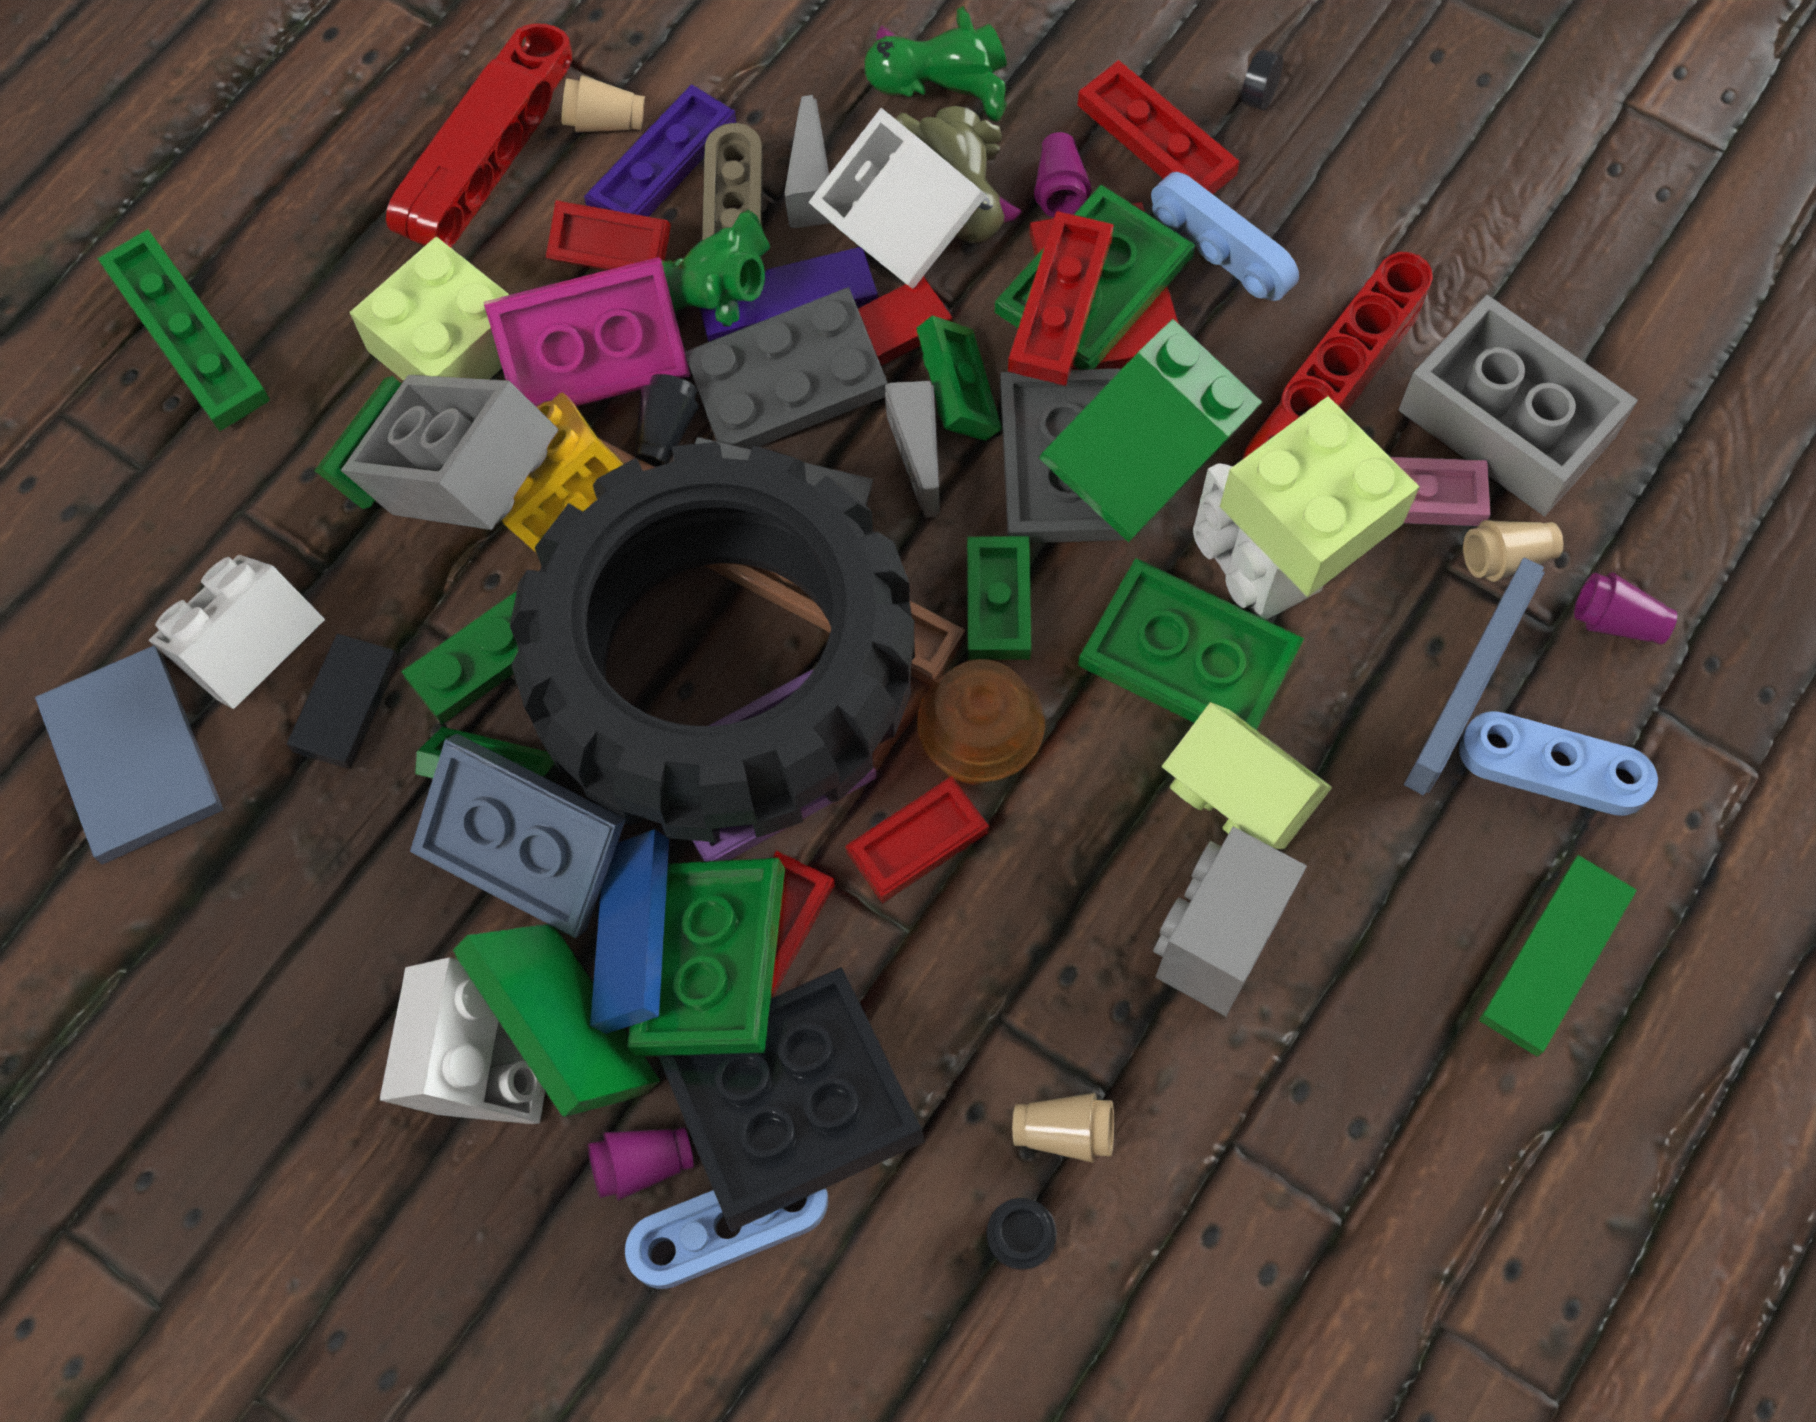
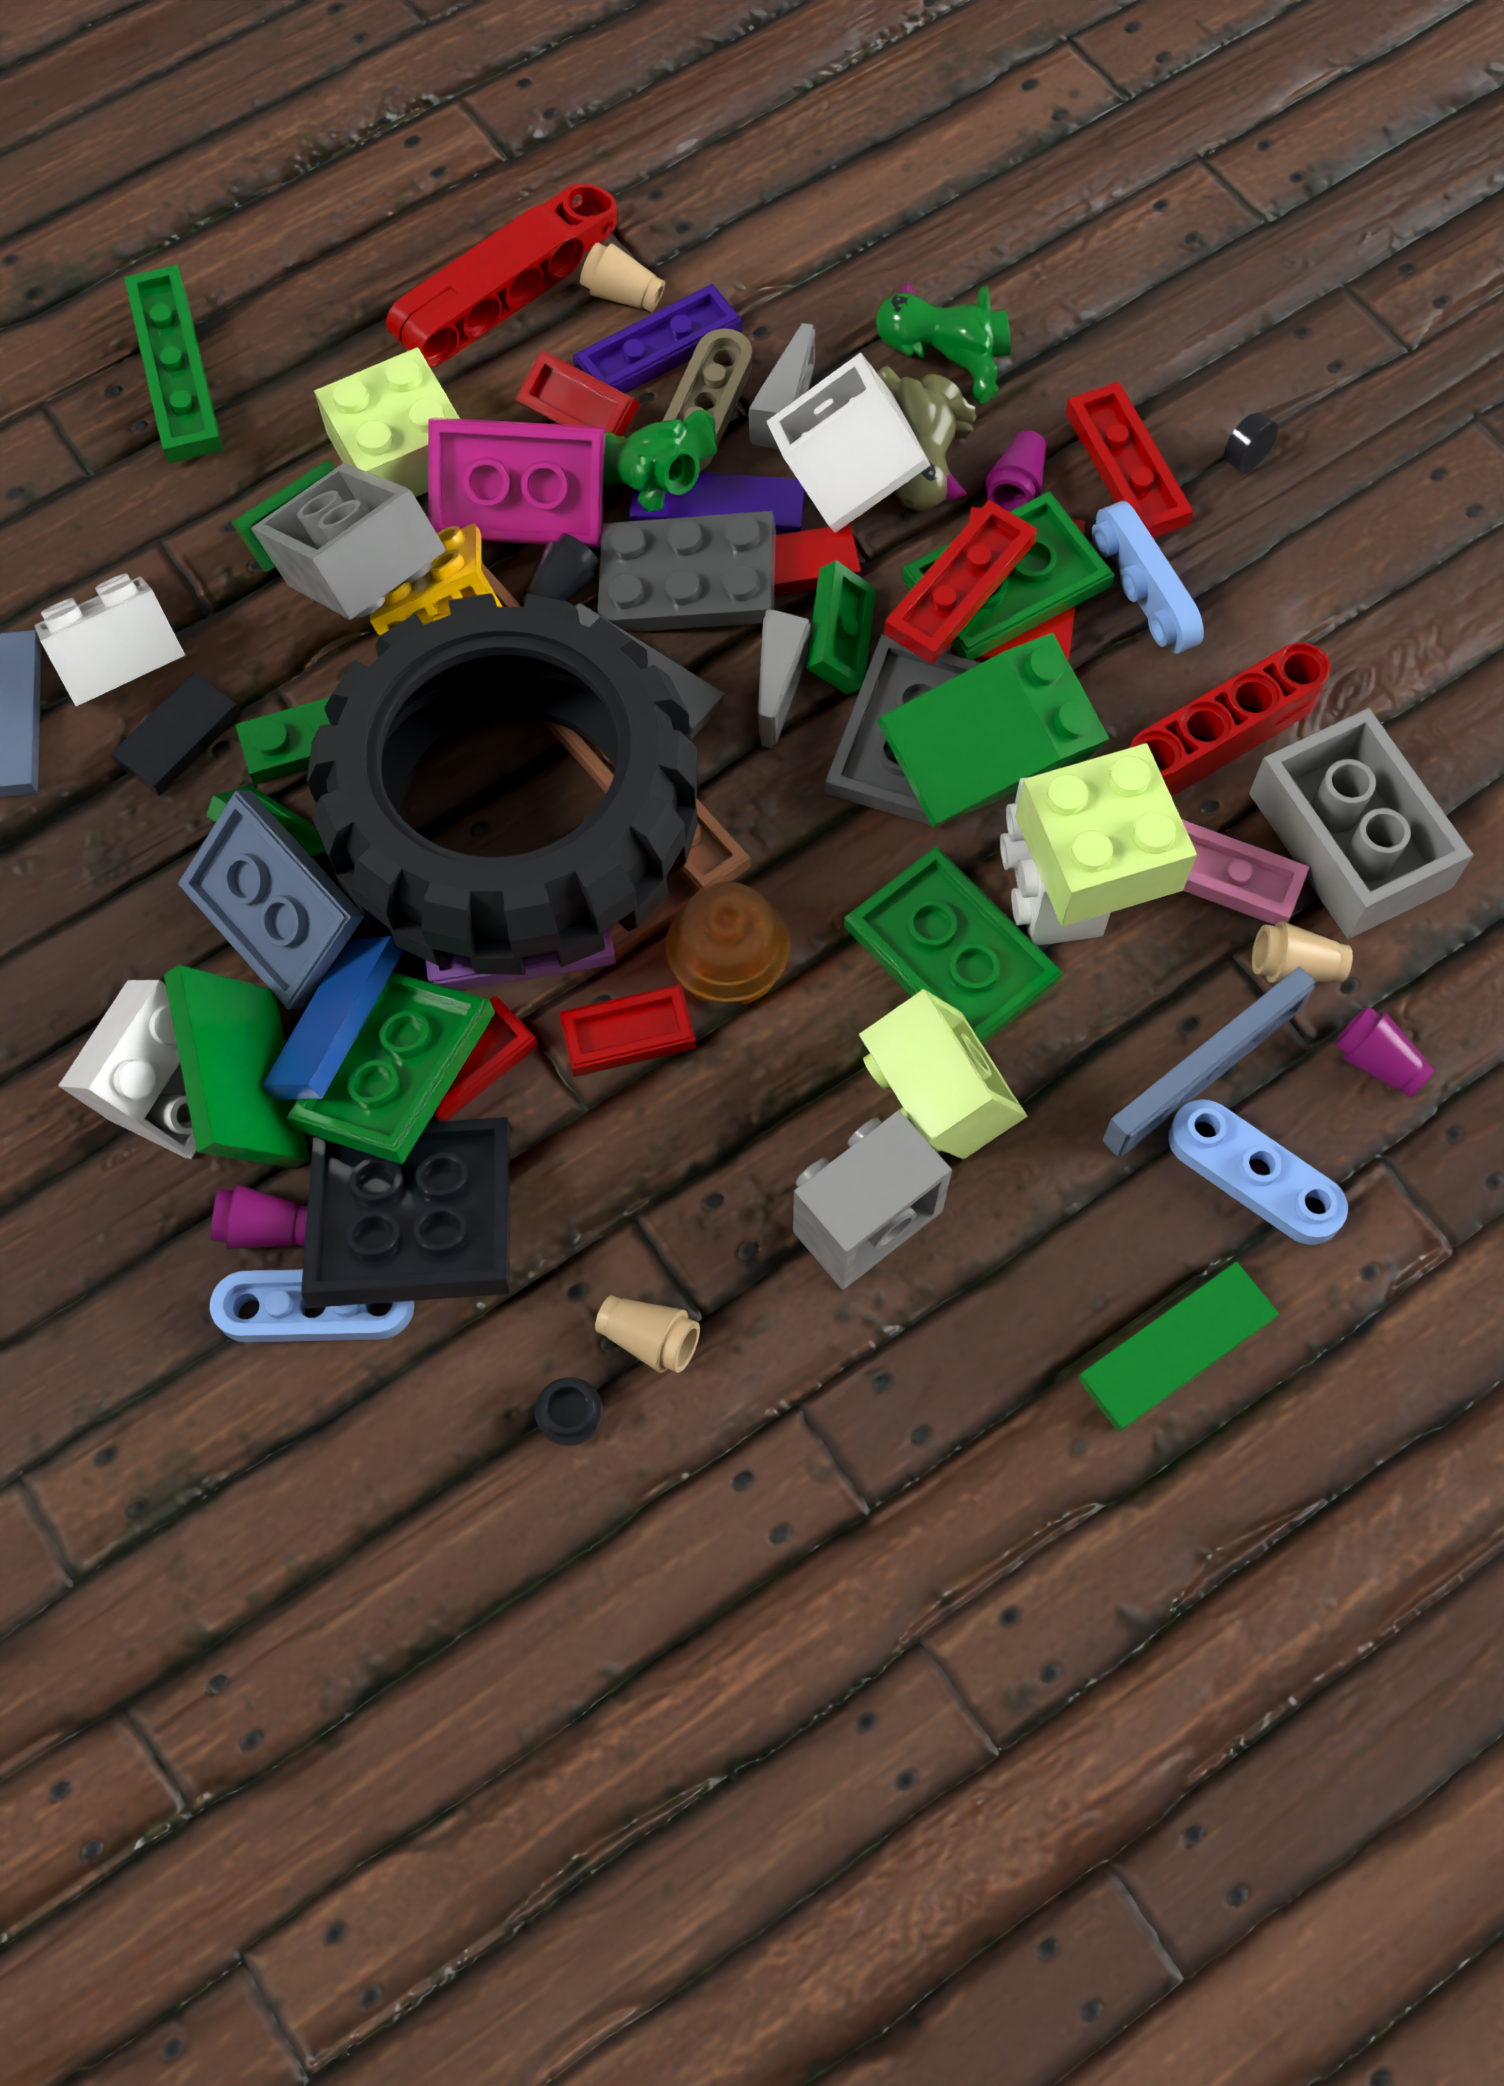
camera: 20 degrees right, 0 degrees up
(998, 598) = (792, 839): green plate -> none

